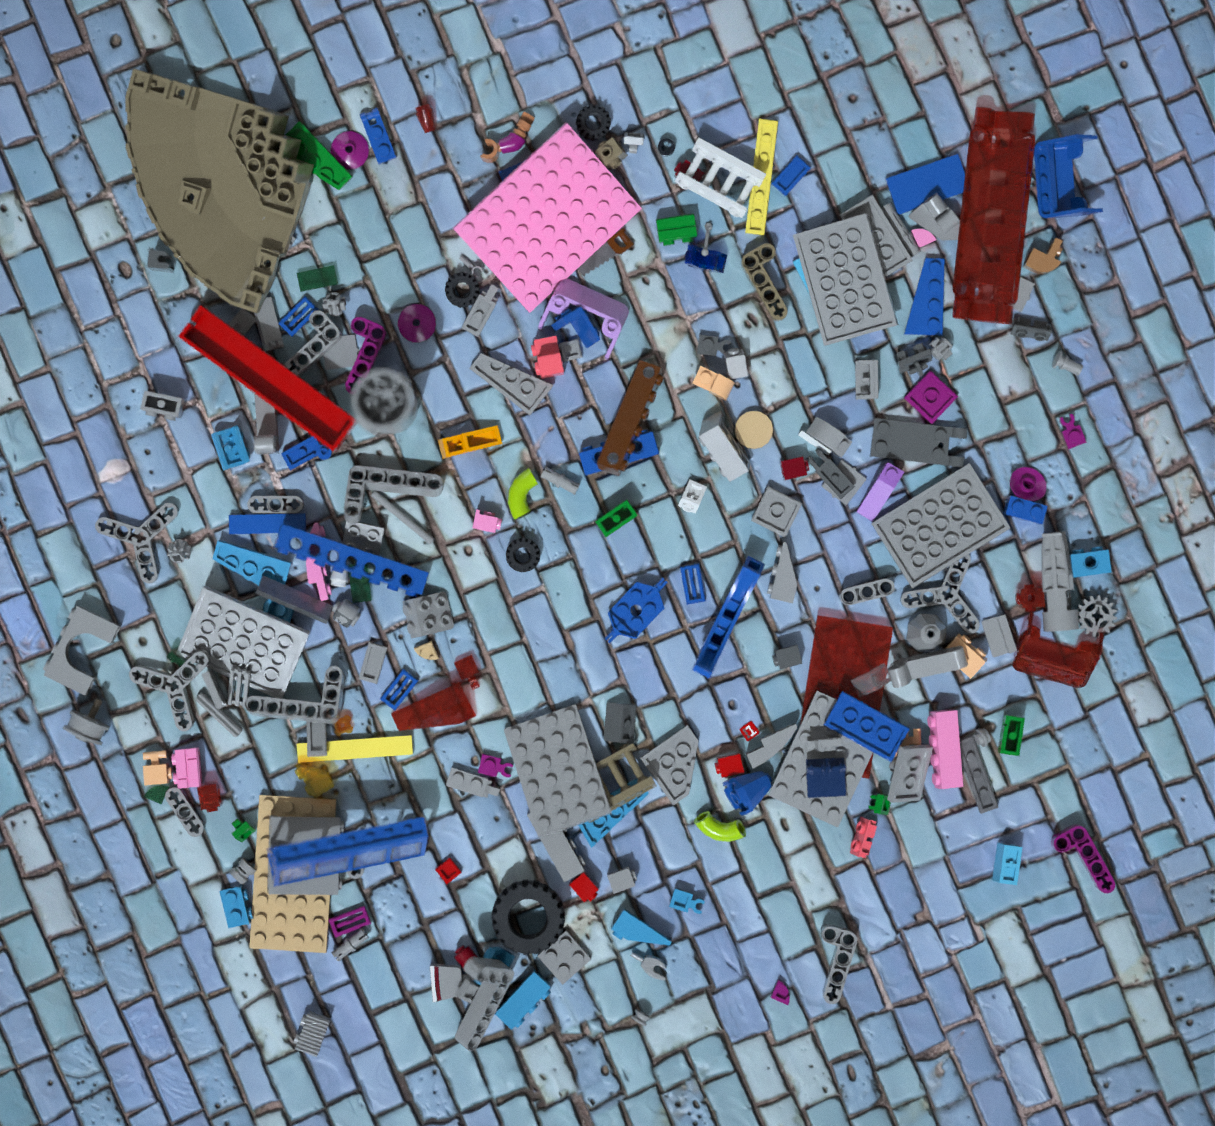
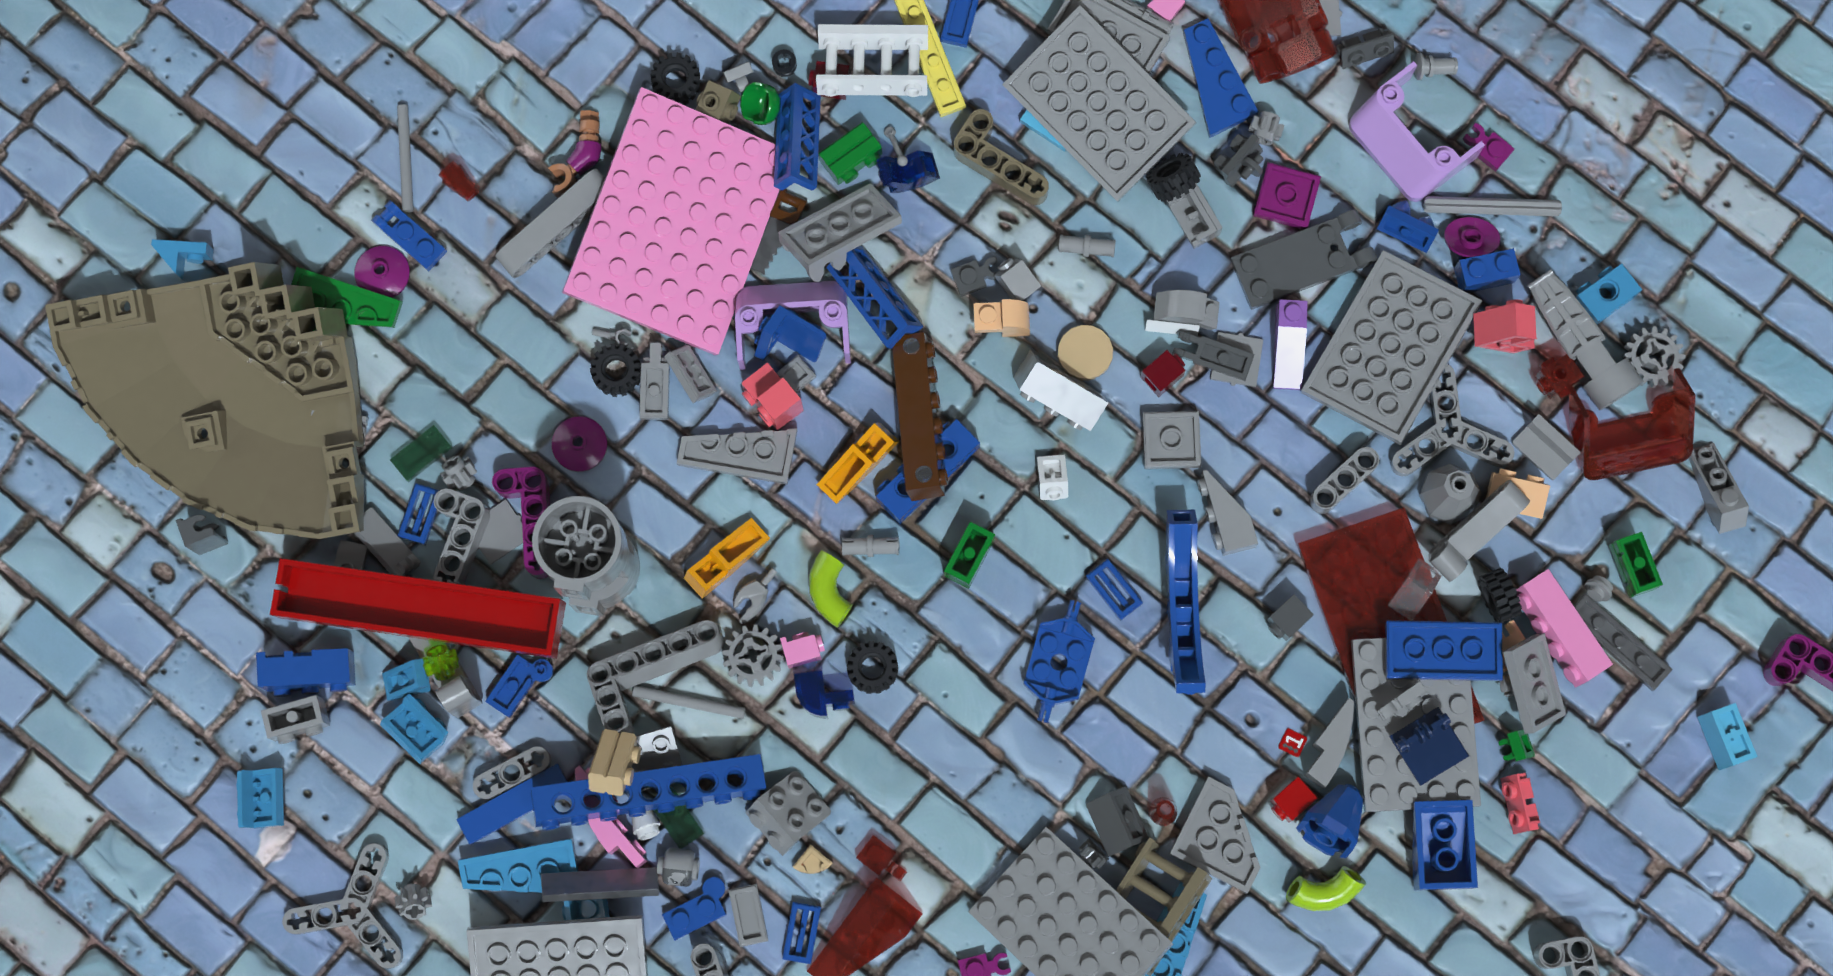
camera: 20 degrees left, 10 degrees down
(118, 441) = (260, 798): none -> dark azure bracket
(183, 379) = (306, 671): none -> blue wedge
(228, 71) = (176, 252): none -> dark azure slope
(239, 415) = (406, 679): none -> dark azure slope
(266, 418) = (440, 662): none -> clear neon green gear
(338, 534) = (613, 762): none -> tan brick
(344, 644) = (697, 911): none -> blue hinge
(400, 83) = (405, 158): none -> light grey bar
(456, 501) = (749, 644): none -> light grey gear
(469, 178) = (551, 225): none -> light grey beam
(476, 472) = (756, 593): none -> light grey hand
(478, 553) = (812, 695): none -> clear blue brick
(506, 316) = (690, 373): none -> light grey plate
(579, 425) = (858, 462): none -> light orange slope
(594, 734) = (1092, 854): none -> dark grey plate
(637, 167) = (760, 103): none -> green hair
(643, 275) = (839, 229): none -> light grey hinge
(645, 199) = (791, 134): none -> blue fence
(648, 321) = (882, 291): none -> blue fence
(648, 725) = (1159, 818): none -> clear red cone
(790, 364) = (1087, 245): none -> light grey pin
(803, 839) = (1444, 845): none -> blue slope
(866, 350) = (1173, 177): none -> black tyre
(919, 710) = (1499, 595): none -> black tyre
(989, 453) = (1402, 226): none -> blue tile
(1012, 404) = (1397, 150): none -> lavender windscreen
(1014, 552) = (1506, 327): none -> coral brick
(1052, 470) = (1493, 206): none -> light grey axle
(1088, 715) = (1718, 489): none -> light grey slope

